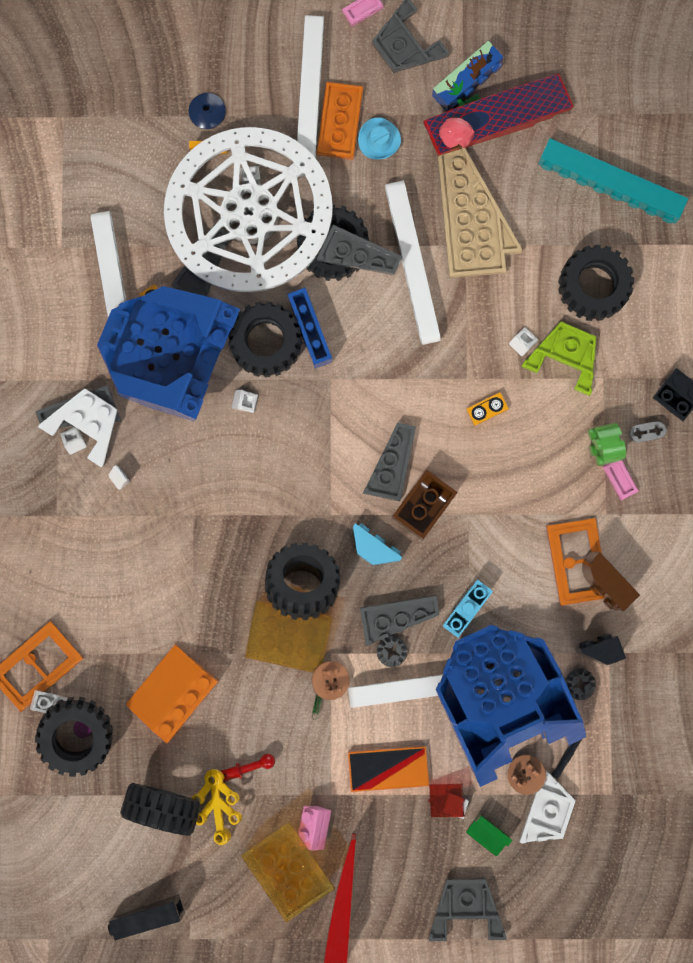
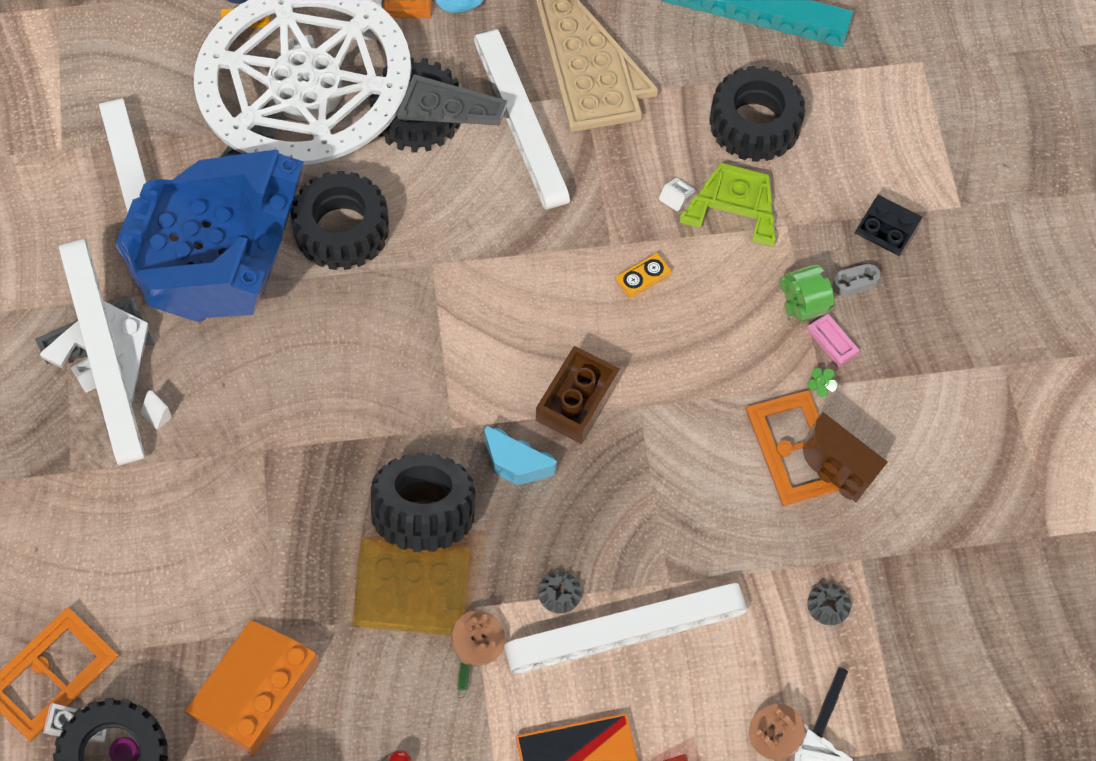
camera: 15 degrees left, 20 degrees down
(82, 431) = (102, 352): none -> white beam
(244, 401) = (319, 300): white slope -> none
(310, 328) = (400, 203): blue brick -> none
(389, 618) = (556, 545): dark grey wing -> none
(391, 469) = (527, 357): dark grey wing -> none
(467, 608) = (657, 516): medium azure slope -> none
(487, 723) = (709, 648): blue piece -> none
(603, 651) = (851, 548): black slope -> none
(606, 513) = (822, 381): none -> bright green plant

